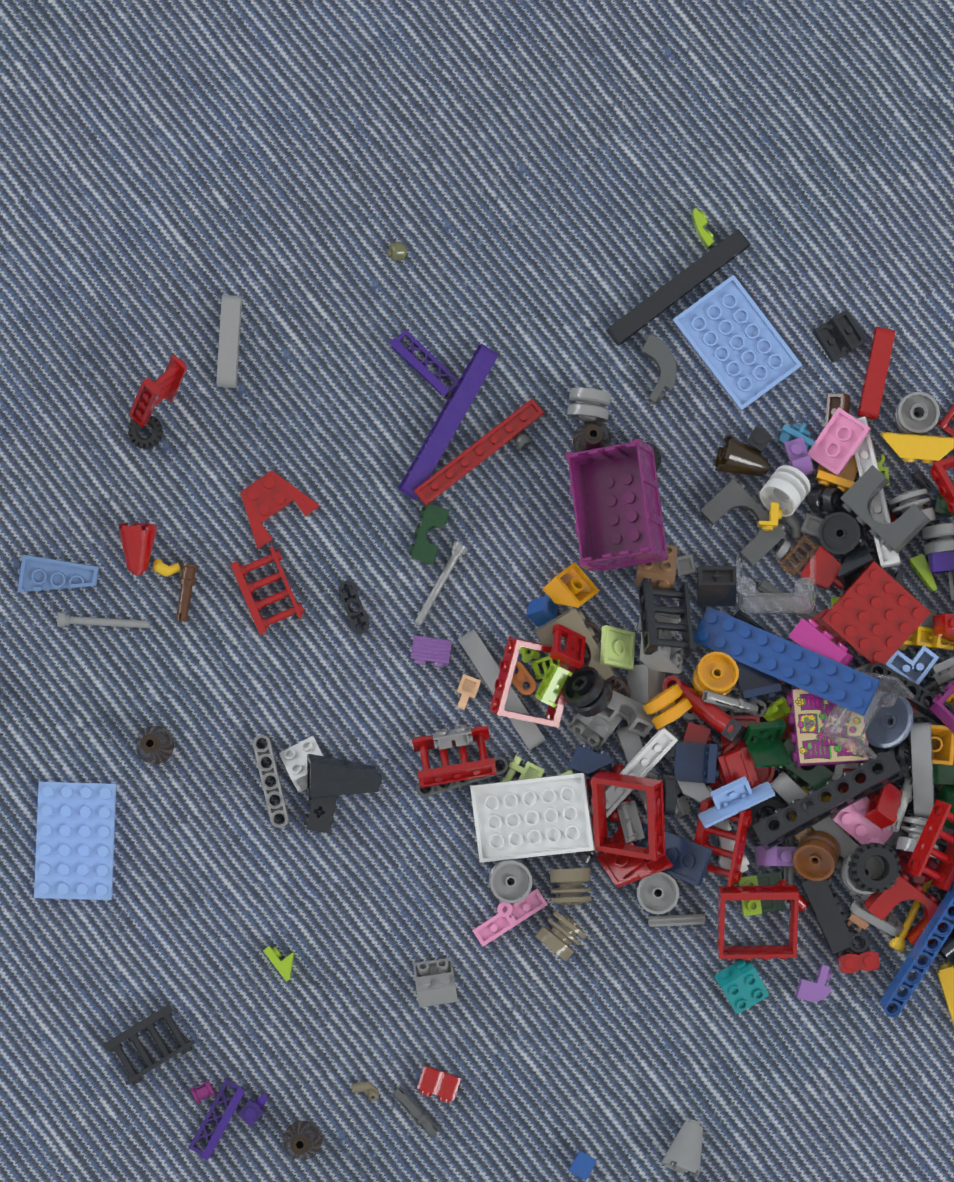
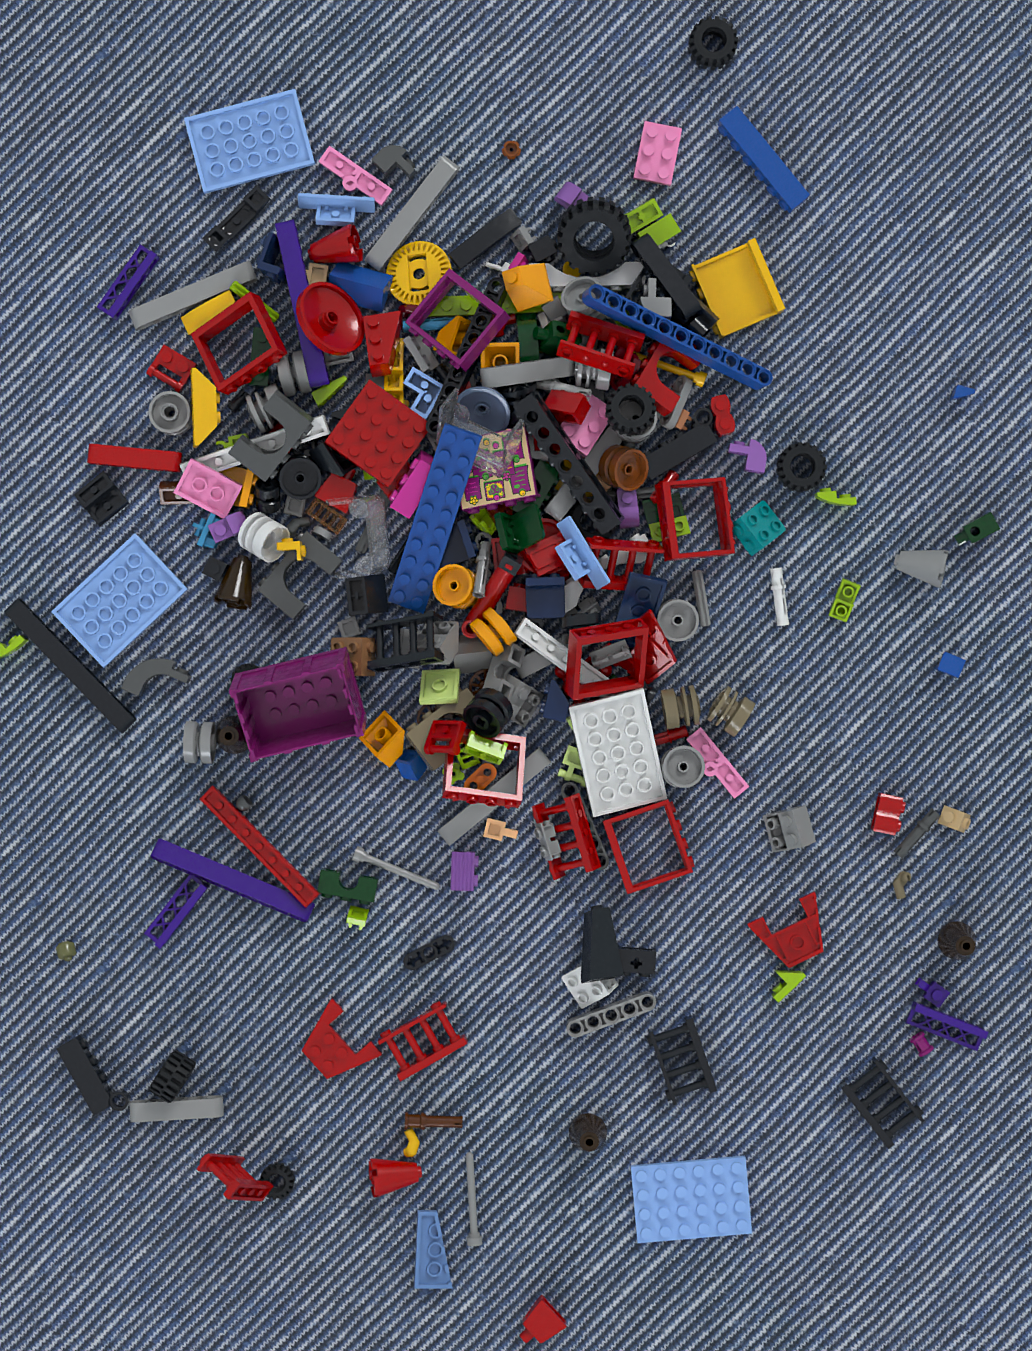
camera: 95 degrees left, 5 degrees up
(228, 861) = (694, 1046): none -> black fence
(262, 341) = (172, 1076): none -> black tyre
(270, 259) = (88, 1077): none -> black hinge
(321, 977) = (797, 940): none -> red wing
(398, 540) = (357, 916): none -> lime tile
(425, 1152) = (954, 819): none -> tan bracket
(449, 868) = (681, 844): none -> red window
(542, 873) = (670, 735): none -> red axle
(659, 1065) = (844, 600): none -> lime slope
(677, 999) = (779, 596): none -> white pin
(765, 1061) = (830, 497): none -> lime slope
(815, 1036) = (816, 460): none -> black tyre

